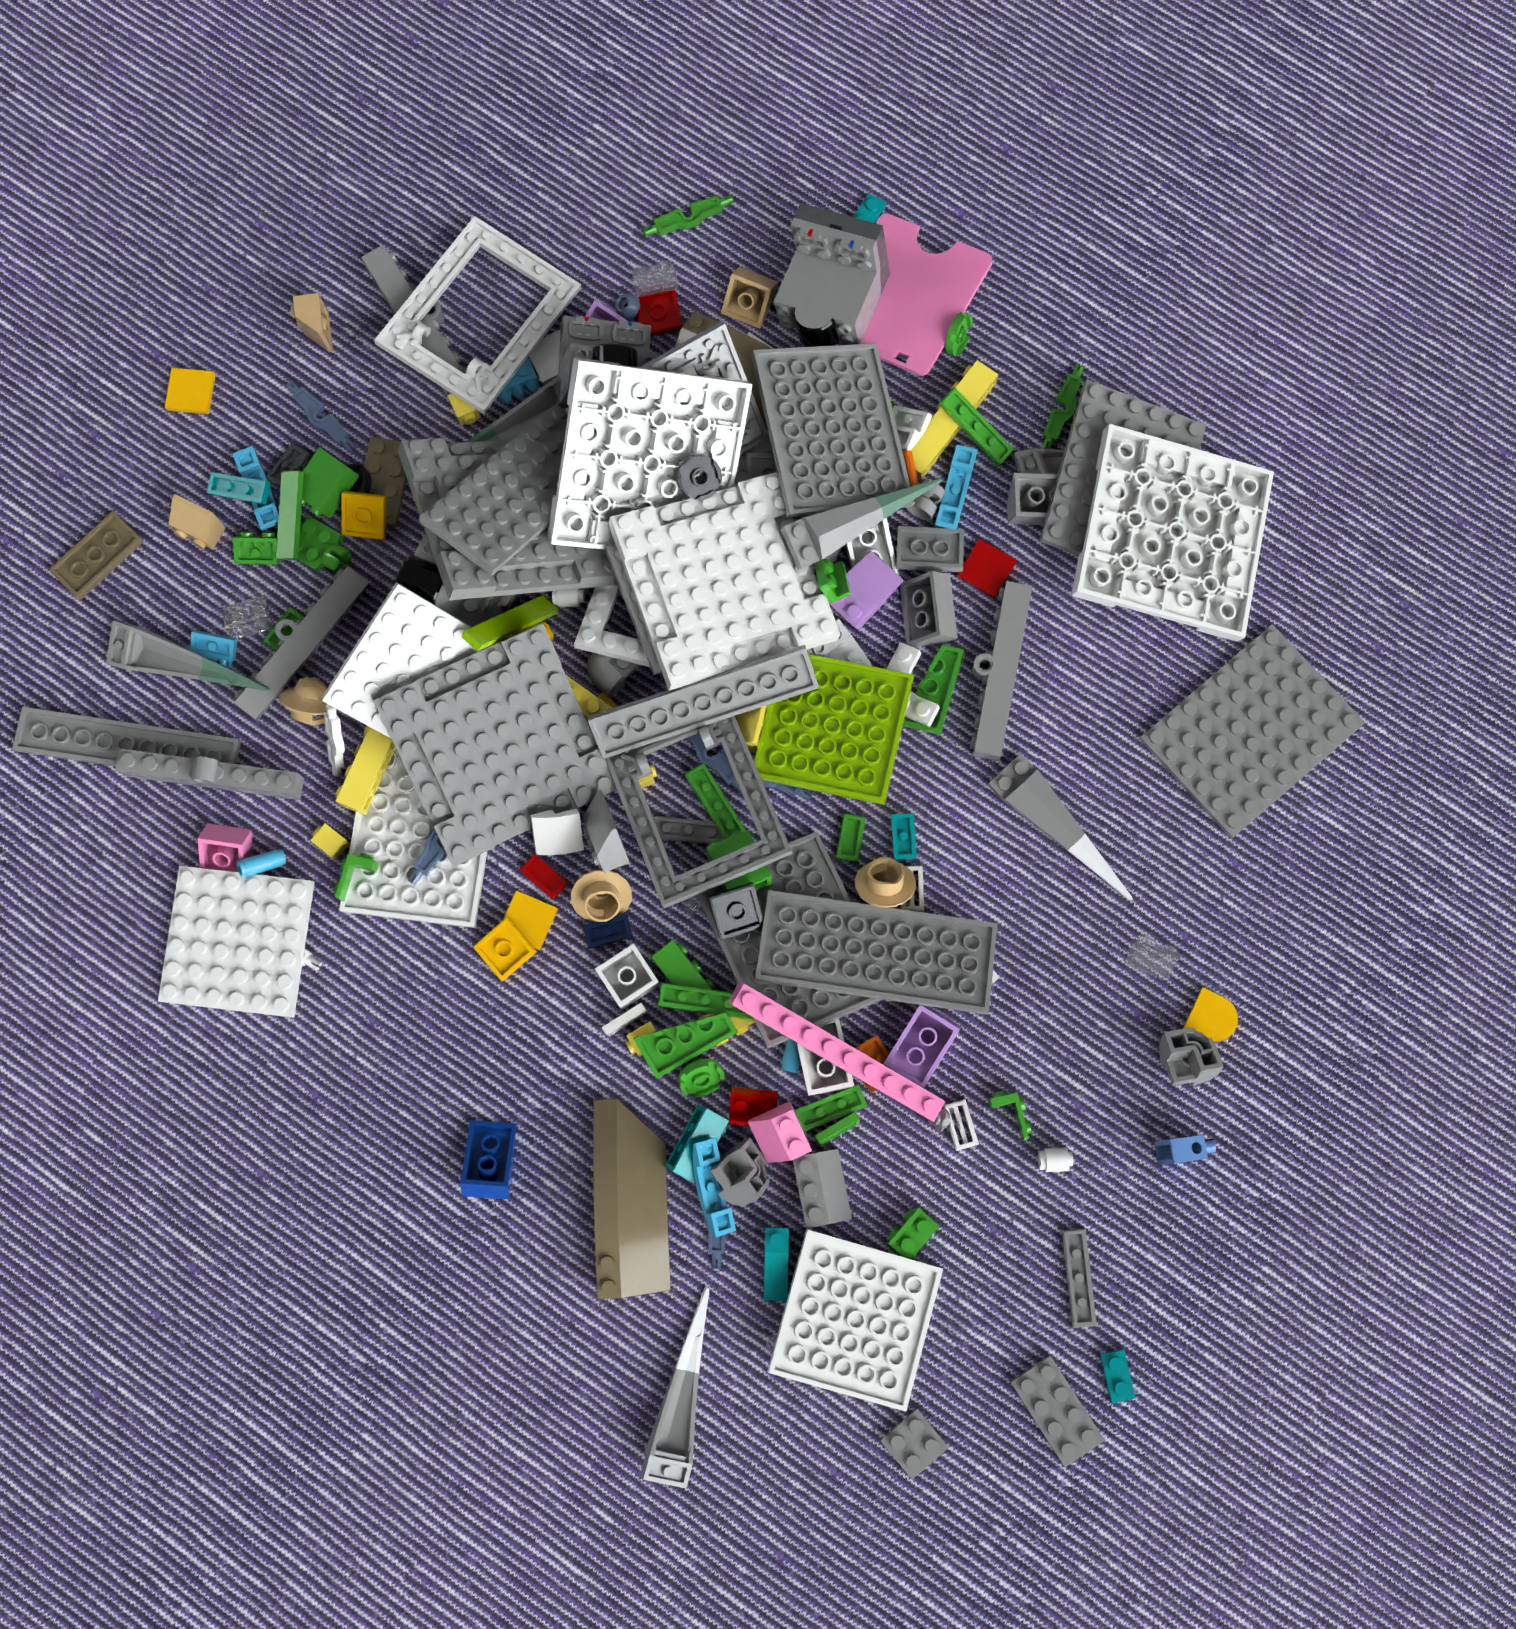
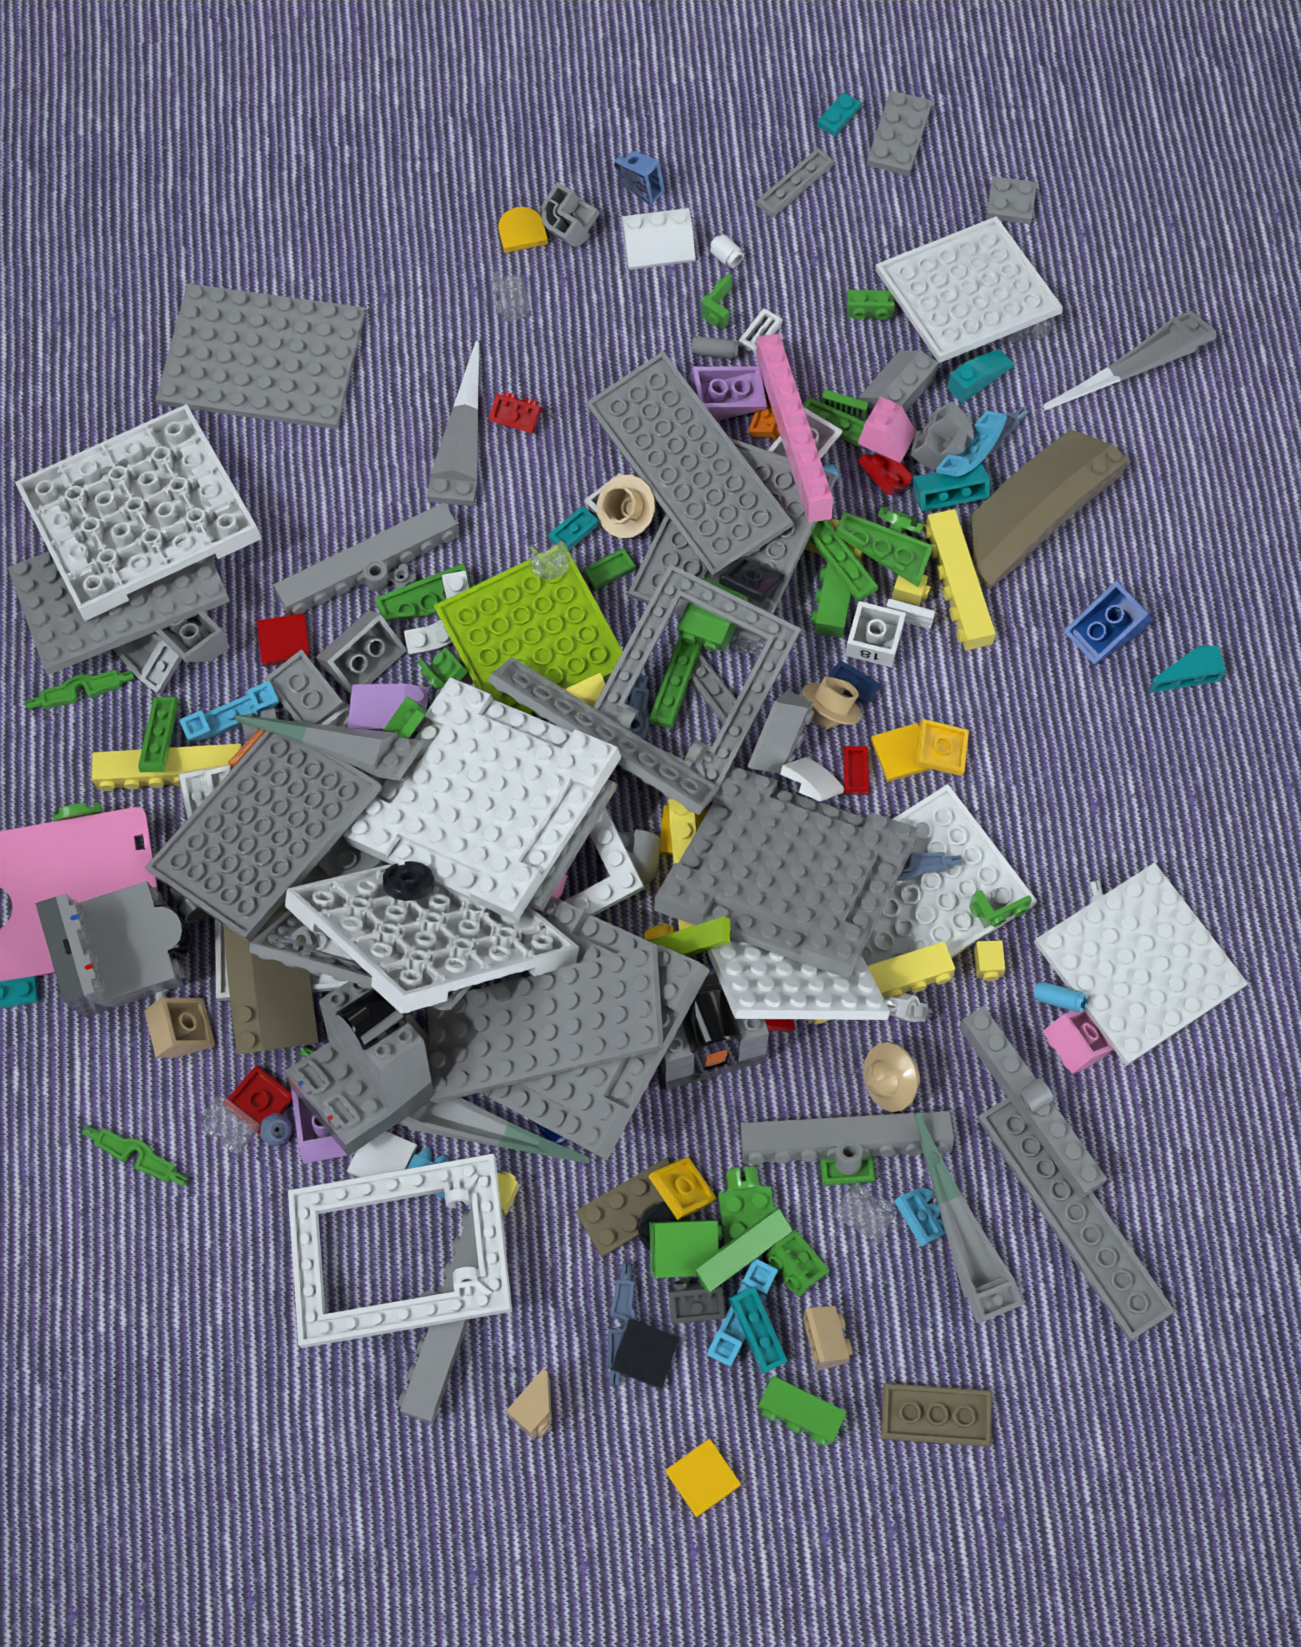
camera: 135 degrees left, 10 degrees down
(170, 475) = (801, 1411): none -> bright green brick
(288, 413) = (644, 1353): none -> black tile
(401, 1187) = (1196, 668): none -> teal slope
(618, 1081) = (959, 580): none -> light yellow brick
(861, 647) = (442, 668): none -> bright green bracket
(870, 761) = (551, 563): none -> clear bracket
(968, 691) = (402, 570): none -> light grey plate
(974, 1075) = (715, 347): none -> light grey piece
(1041, 876) = (515, 413): none -> red bracket
(1110, 1114) = (658, 238): none -> white slope

